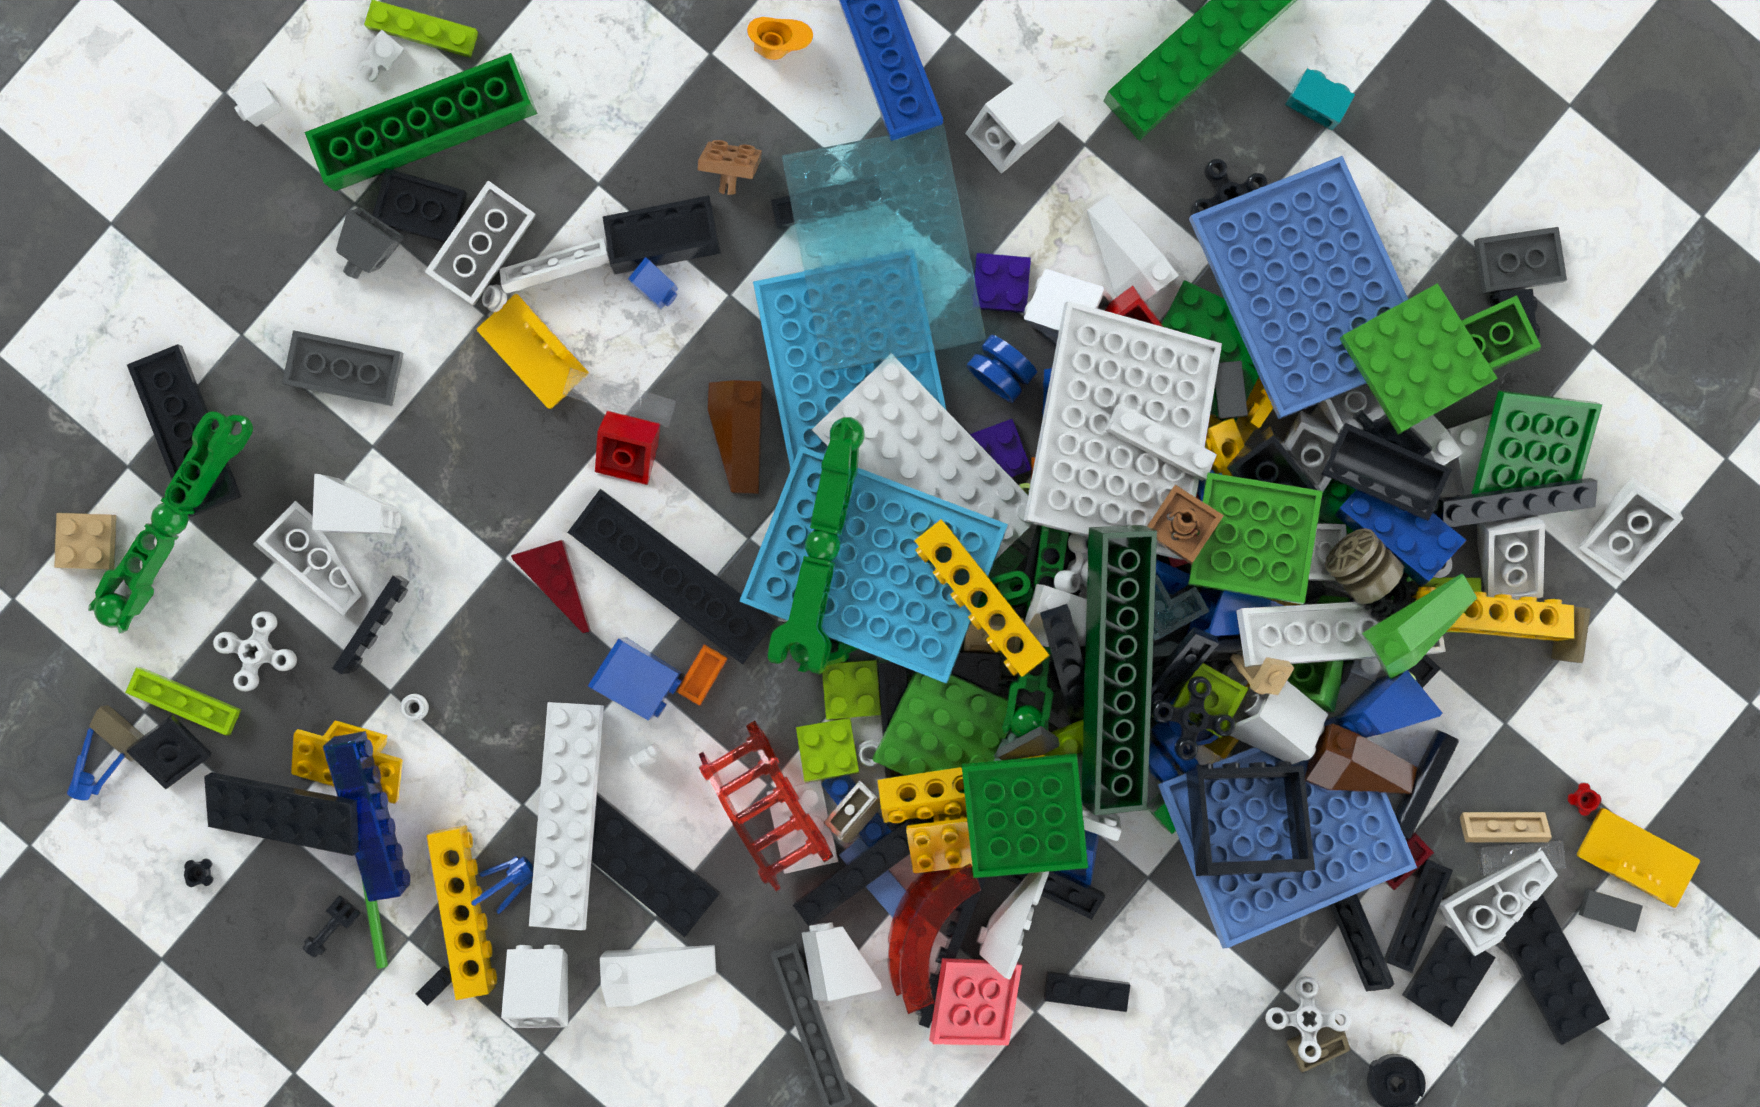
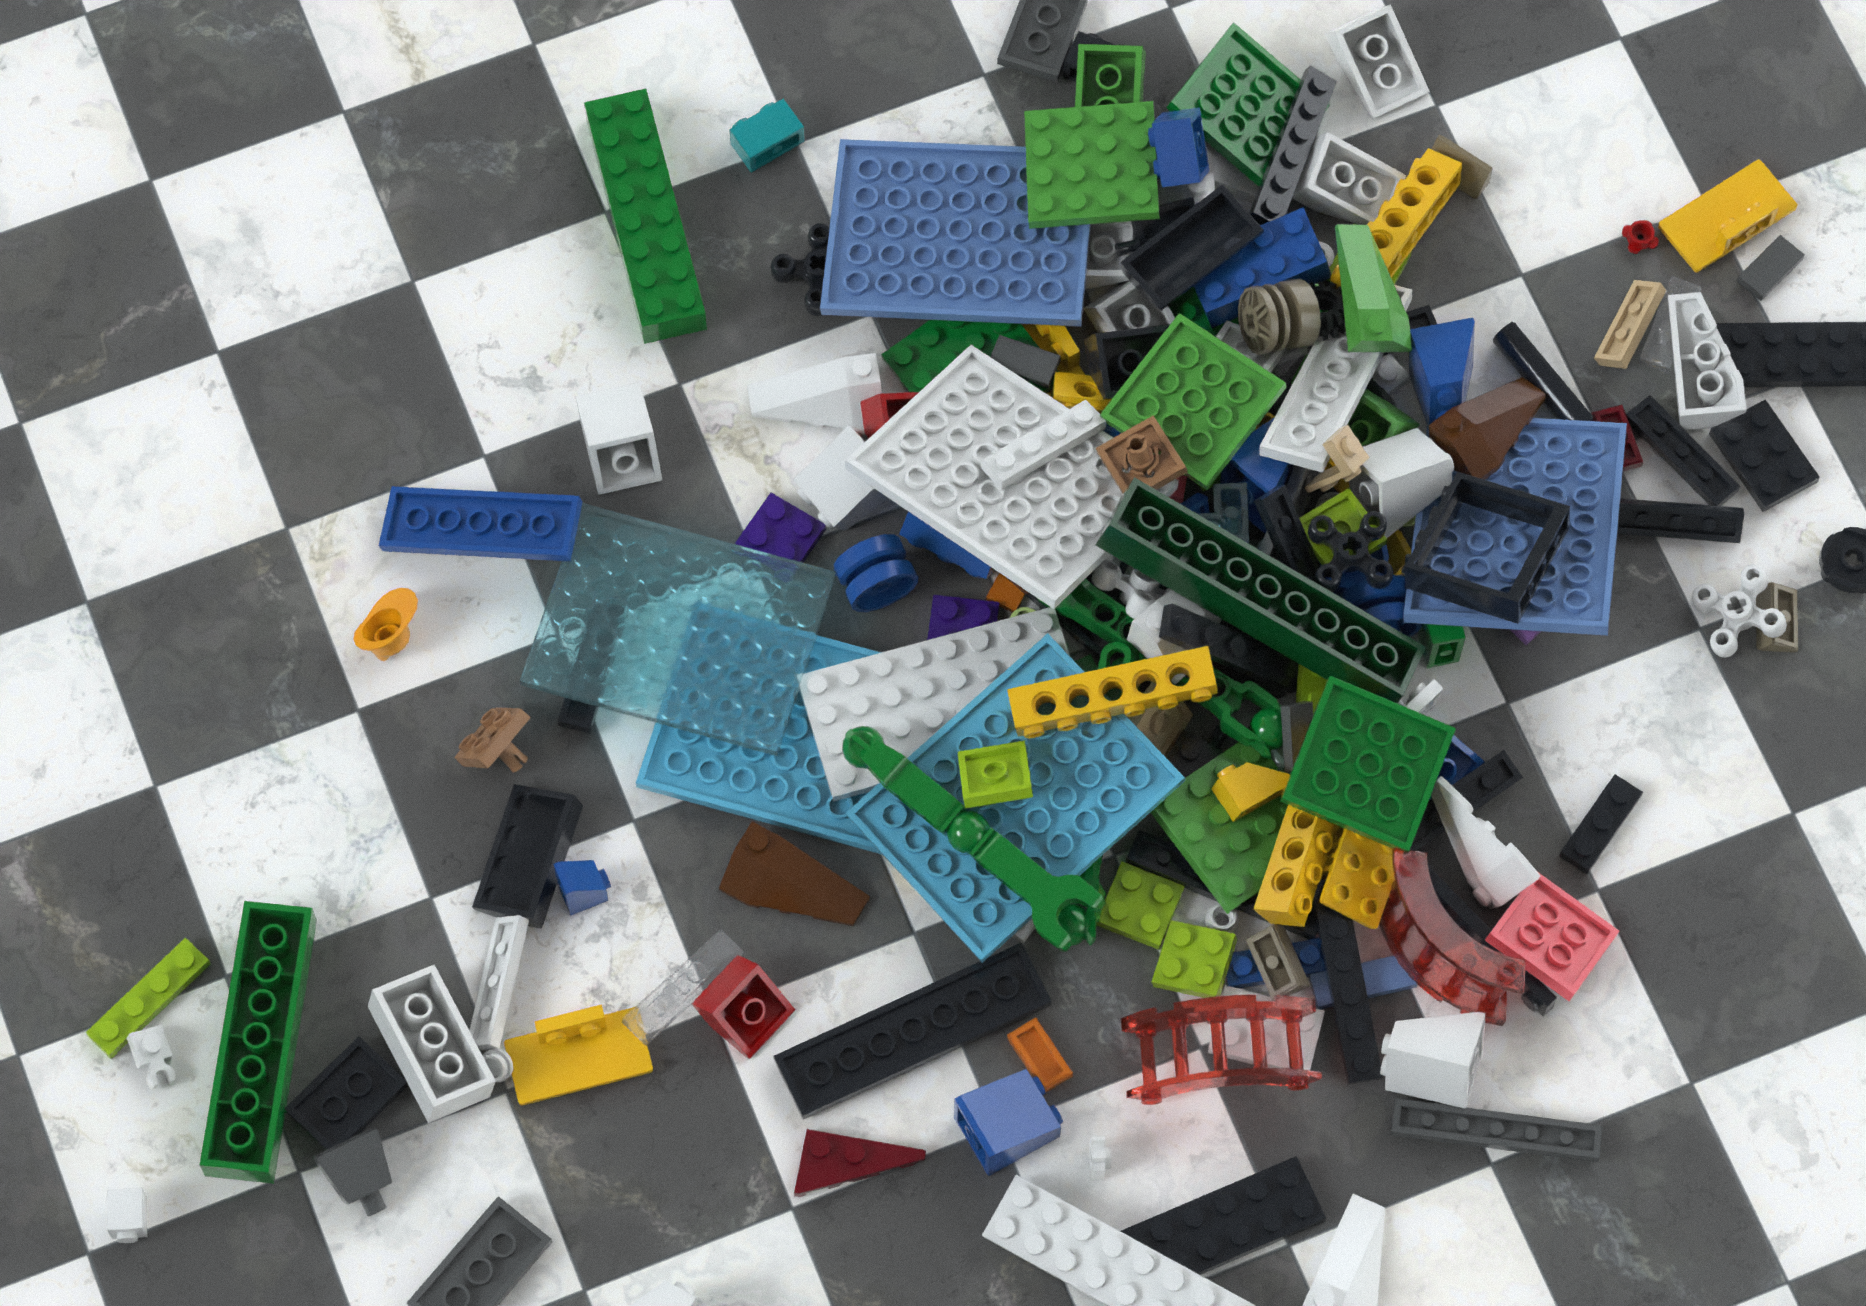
camera: 60 degrees left, 20 degrees down
(873, 543) = (995, 774): none -> lime plate
(969, 730) = (1248, 788): none -> yellow slope
(1467, 419) = (1179, 147): none -> blue brick

